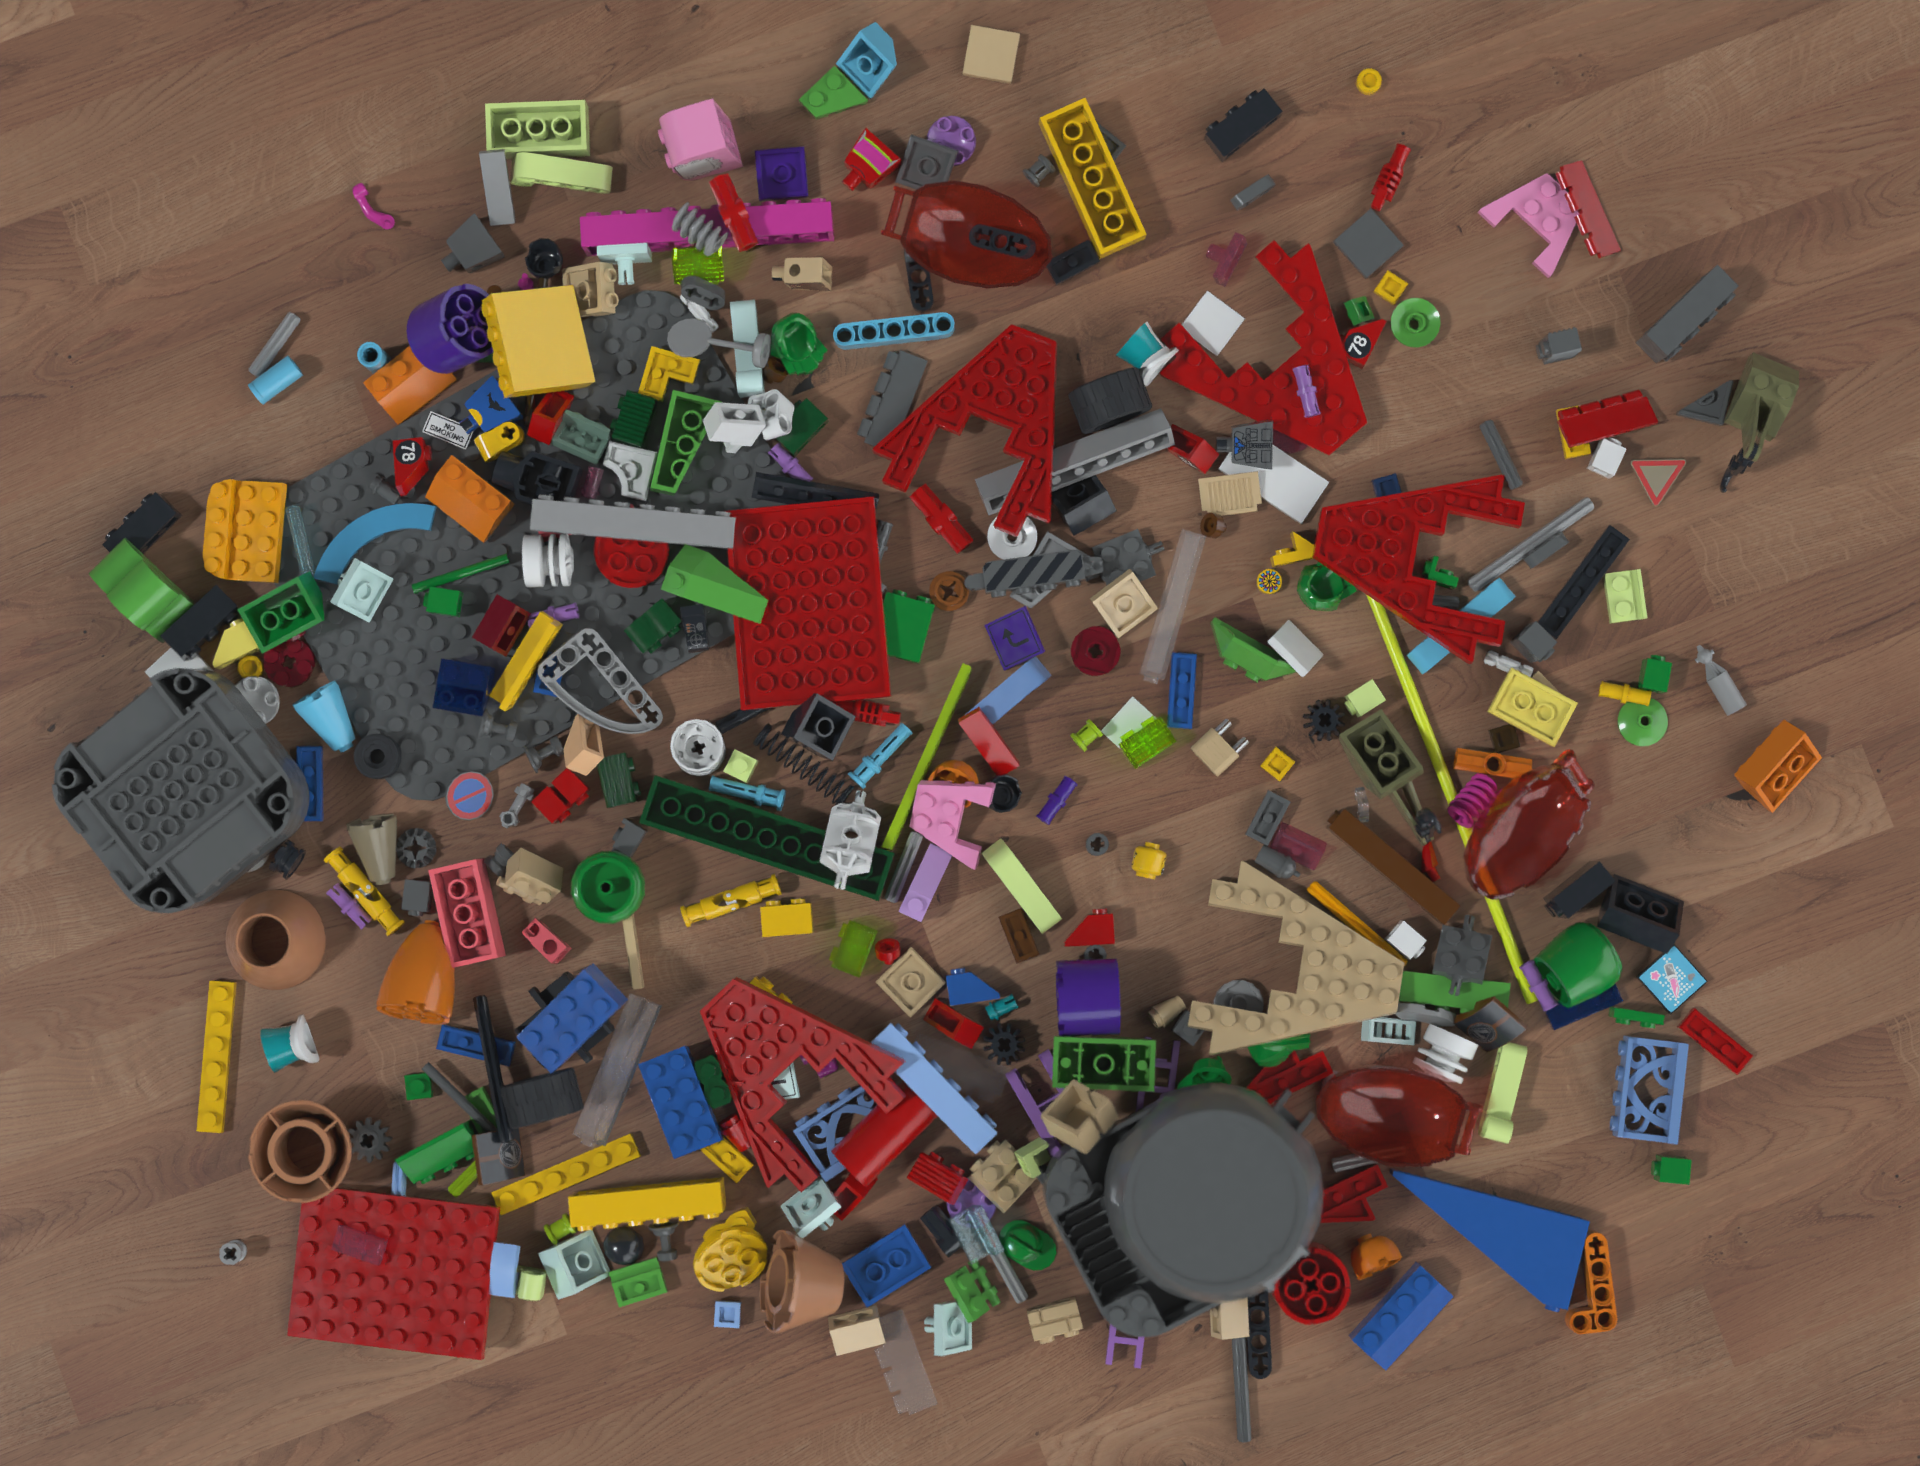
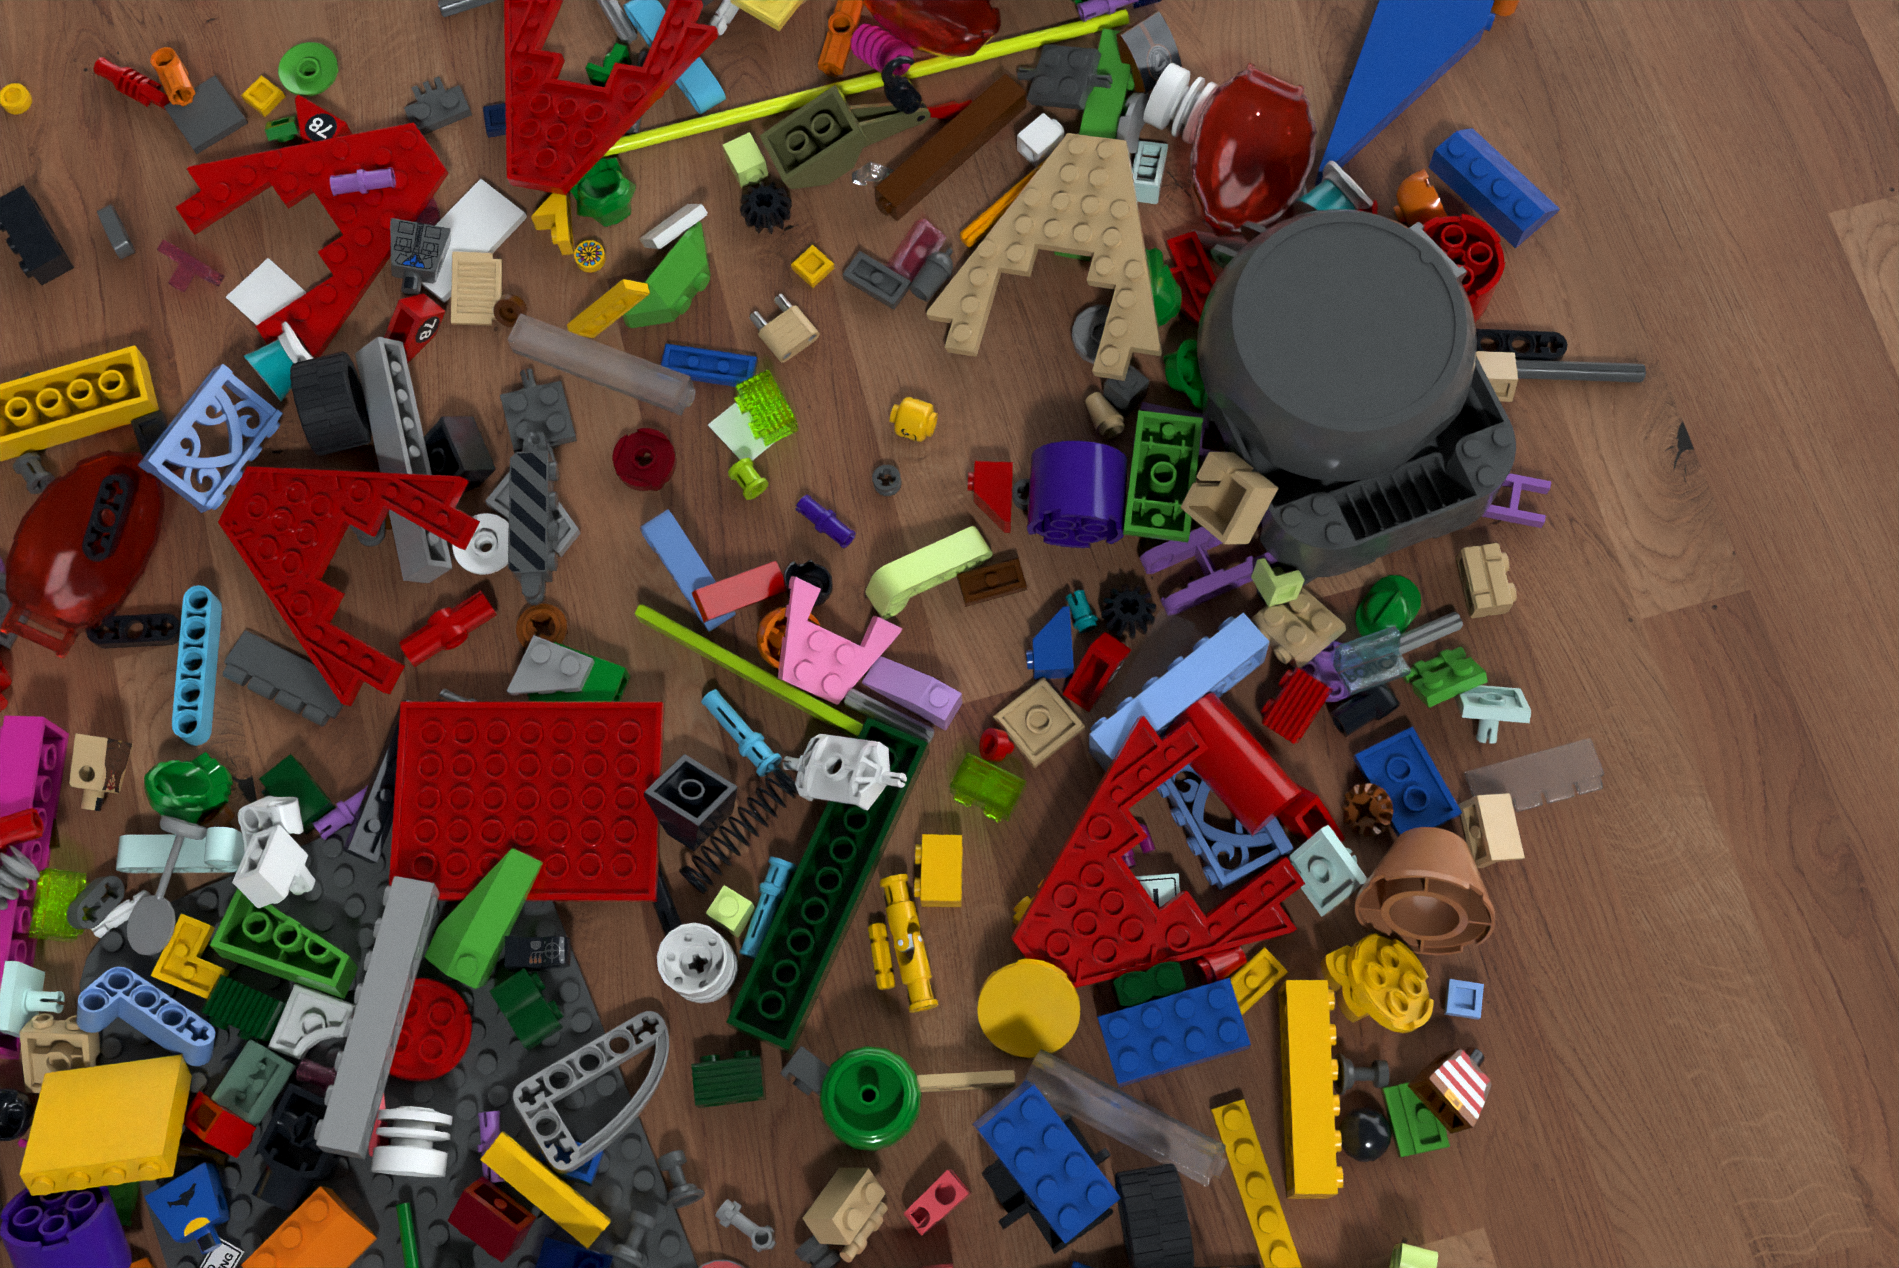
camera: 80 degrees left, 15 degrees down
(496, 440) = (237, 1205): yellow piece -> none
(553, 806) = (753, 1172): red piece -> none
(559, 1229) = (1337, 1220): lime bush -> none
(574, 1264) = (1388, 1204): light aqua slope -> none
(583, 746) = (676, 1121): light nougat slope -> none
(617, 352) = (148, 1010): none -> medium blue beam
(659, 1308) = (1454, 1088): none -> torso
(687, 994) = (1028, 1008): none -> yellow tile
(720, 881) = (881, 956): none -> yellow axle
(863, 1246) = (1380, 806): none -> dark orange gear
(870, 712) = (684, 735): red hinge -> none
(910, 605) = (550, 669): none -> light grey wing
(1014, 638) = (613, 551): dark purple piece -> none
(1076, 288) = (168, 445): none -> medium blue fence
(1123, 603) = (588, 417): tan plate -> none
(1212, 607) = (608, 308): none -> yellow tile
(1360, 1183) = (1334, 192): none -> hat
(1393, 433) = (437, 107): none -> dark grey hinge
(1395, 213) = (173, 76): none -> orange piece
(1502, 1093) = (1232, 52): yellowish green beam -> none
(1504, 738) = (813, 20): dark brown tile -> none

